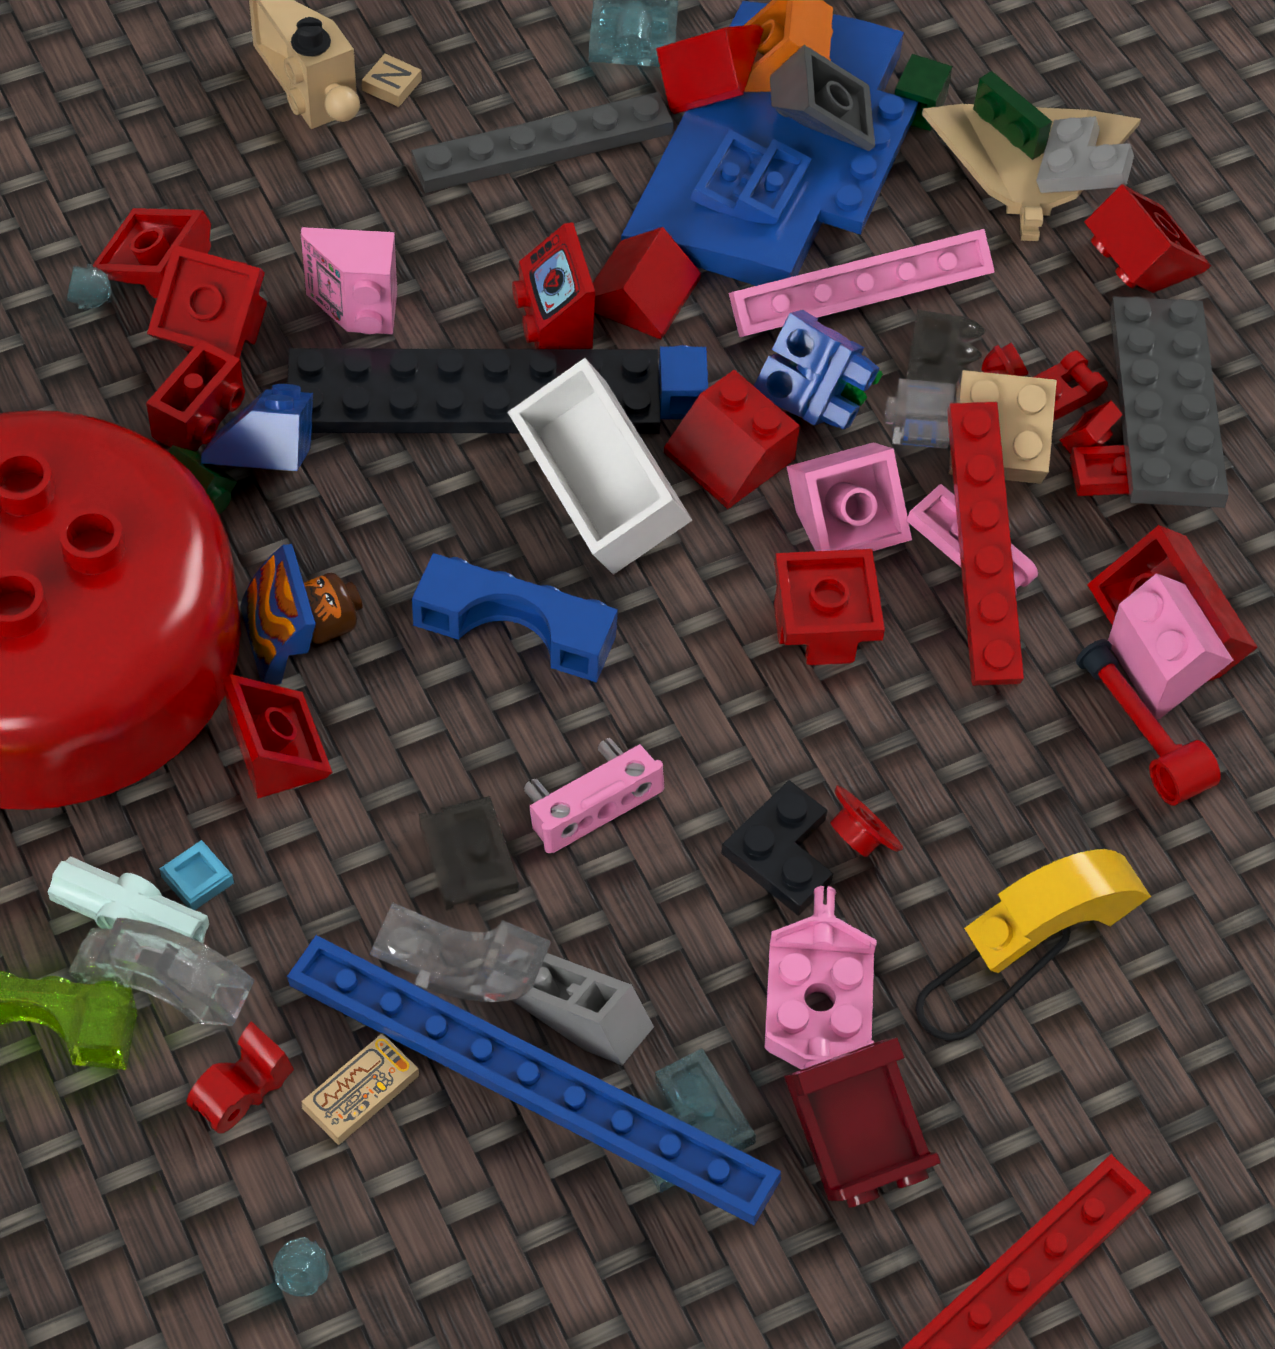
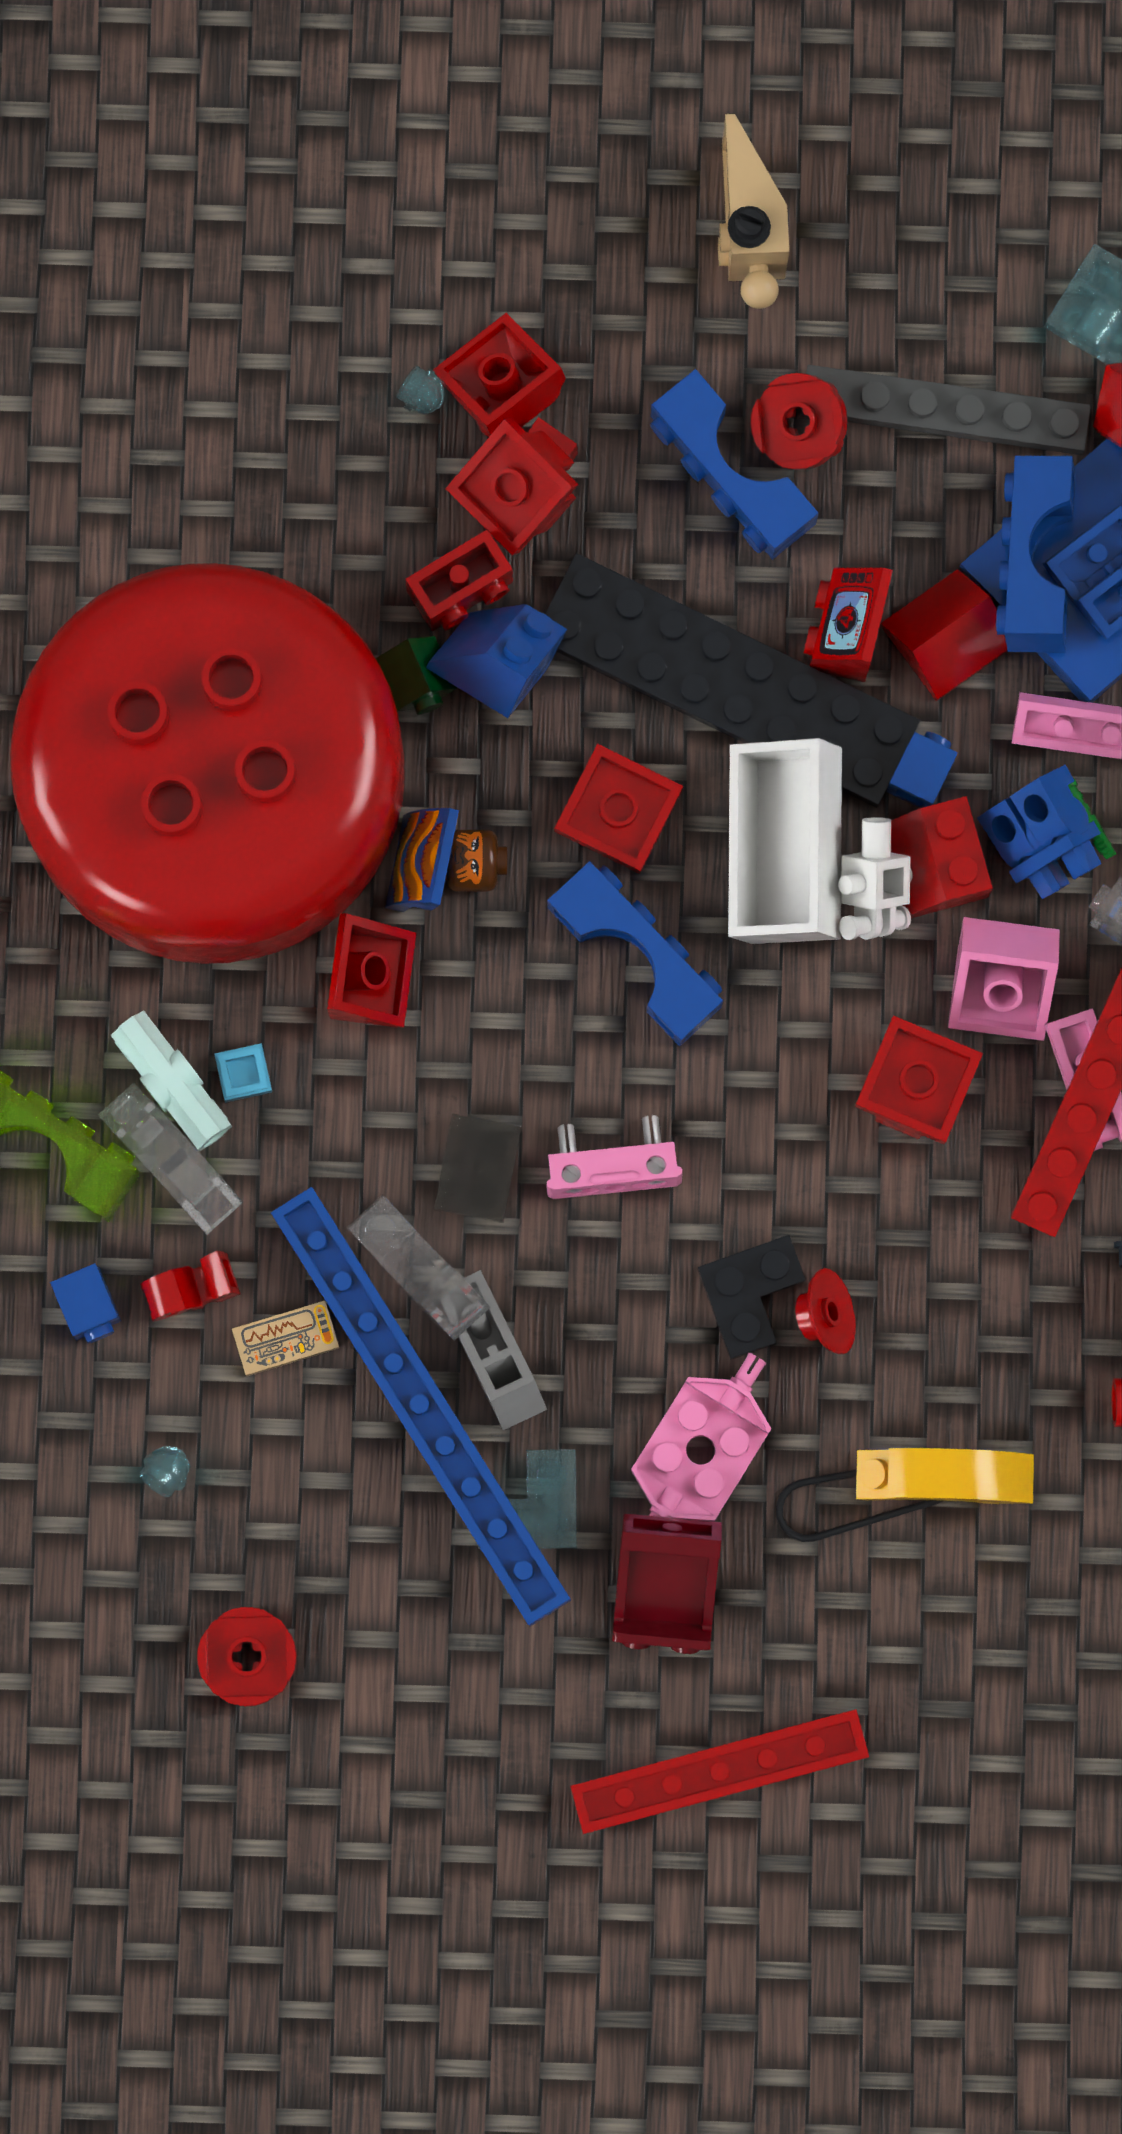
camera: 30 degrees right, 25 degrees up
(139, 1143) = (86, 1304): none -> blue brick
(352, 277) = (669, 515): bright pink slope -> none
(391, 80) = (834, 260): tan tile -> none
(431, 206) = (779, 403): none -> red plate
(434, 515) = (618, 808): none -> red plate
(435, 255) = (769, 510): none -> blue arch
(697, 462) = (875, 885): none -> white piece
(702, 218) = (1041, 500): none -> blue arch

